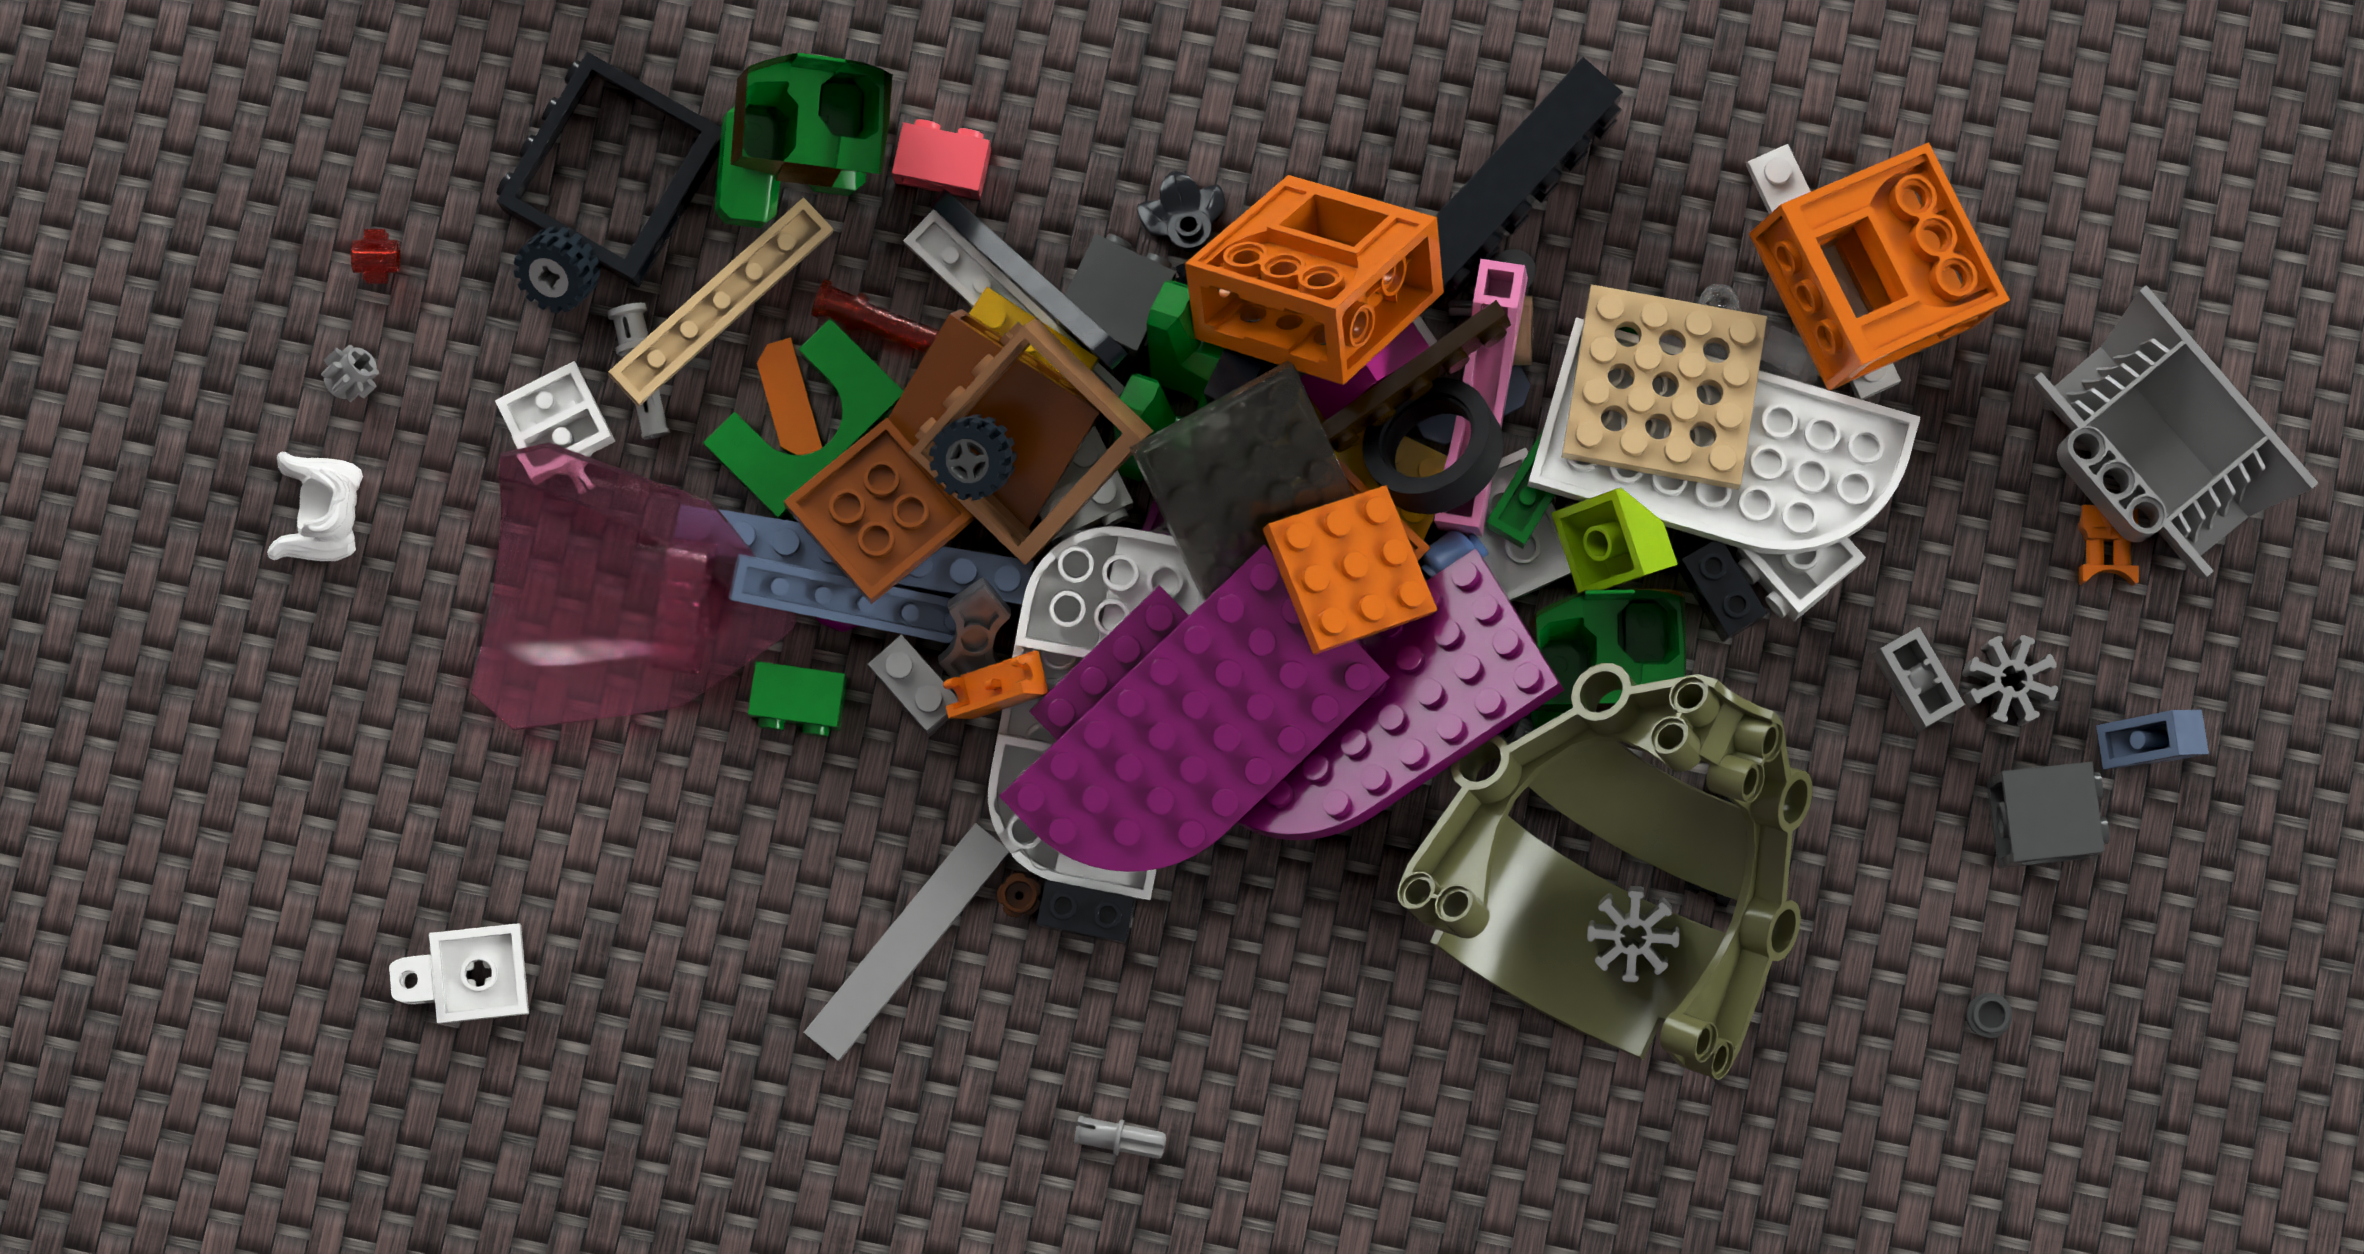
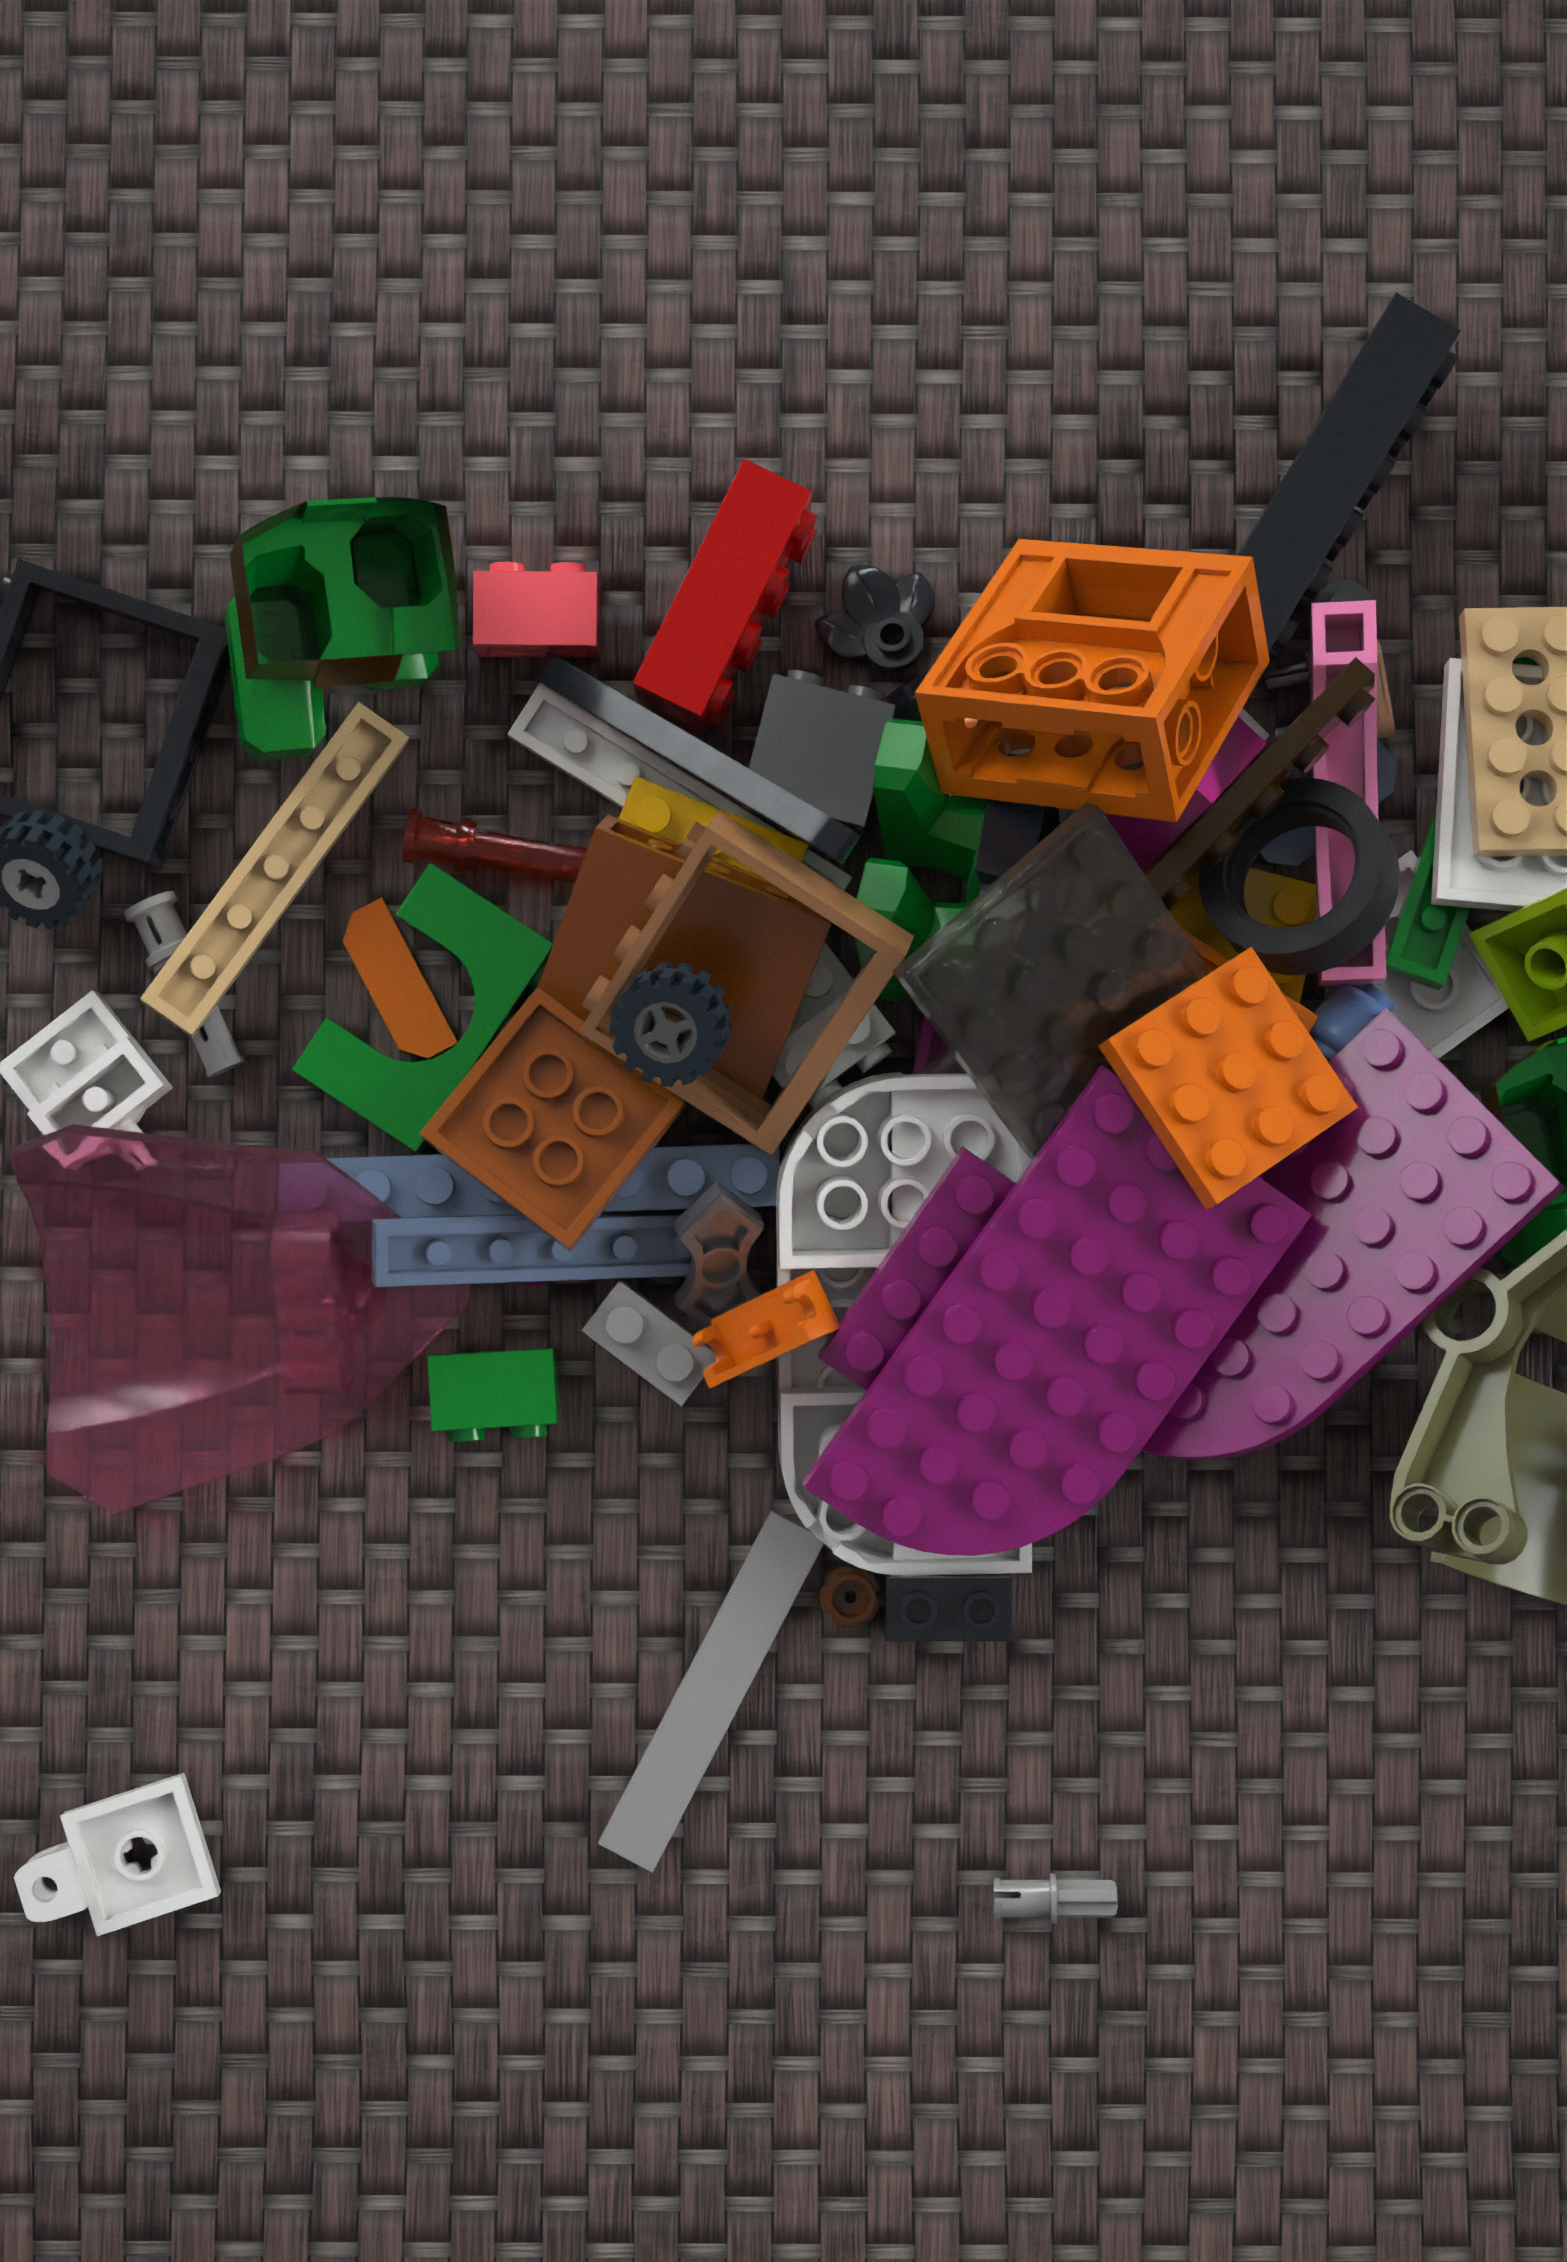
camera: 15 degrees left, 5 degrees up
(1075, 178) = (724, 598): none -> red brick

